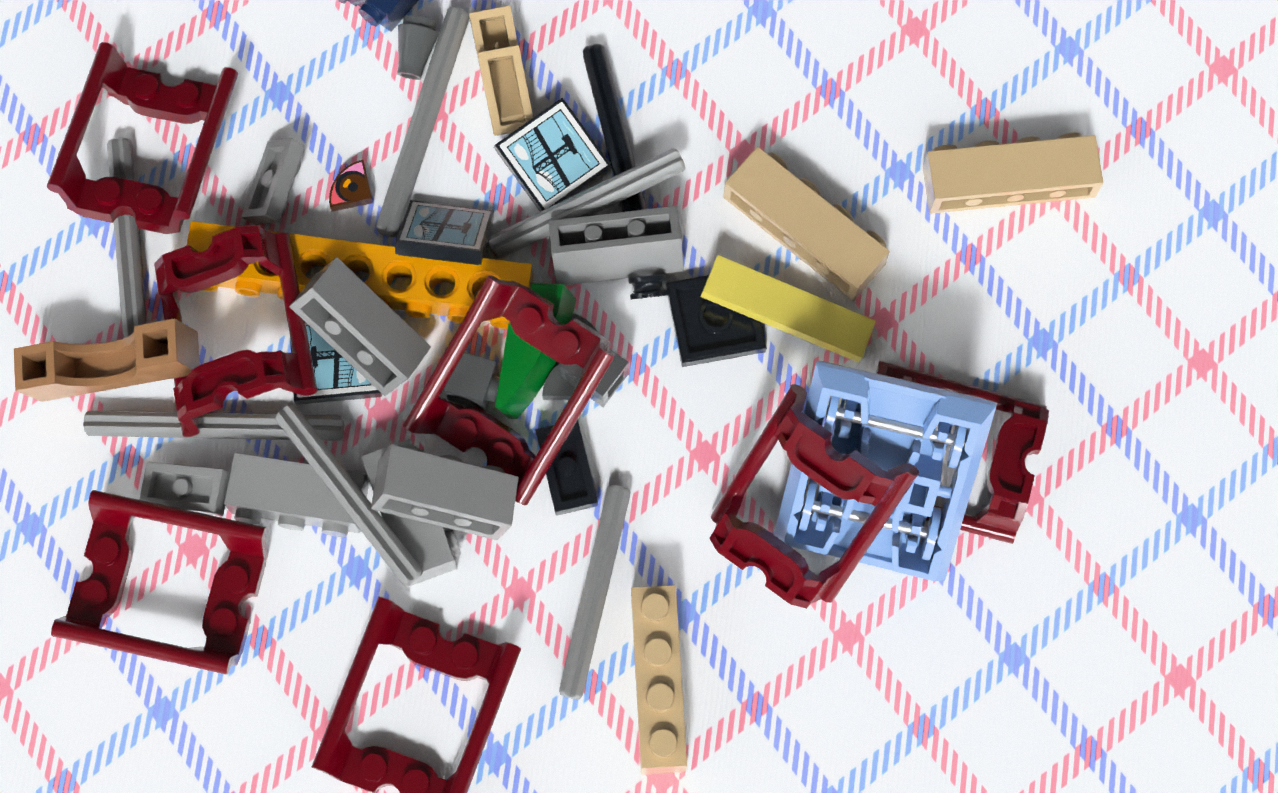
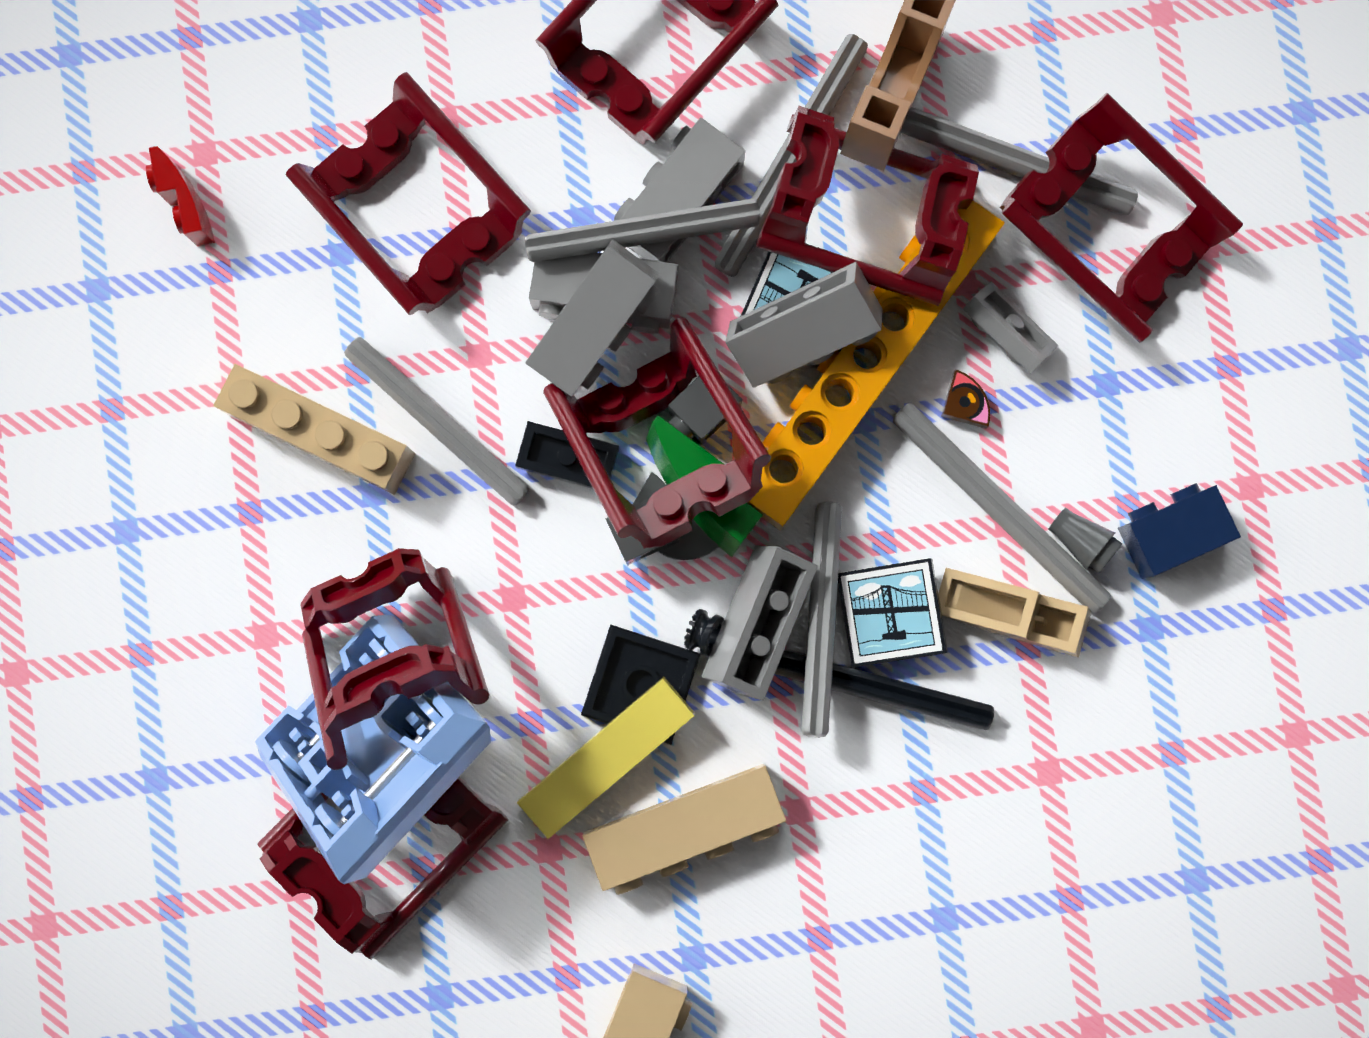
camera: 120 degrees right, 10 degrees up
(186, 487) = (739, 93): light grey plate -> none
(444, 232) = (864, 461): tile -> none

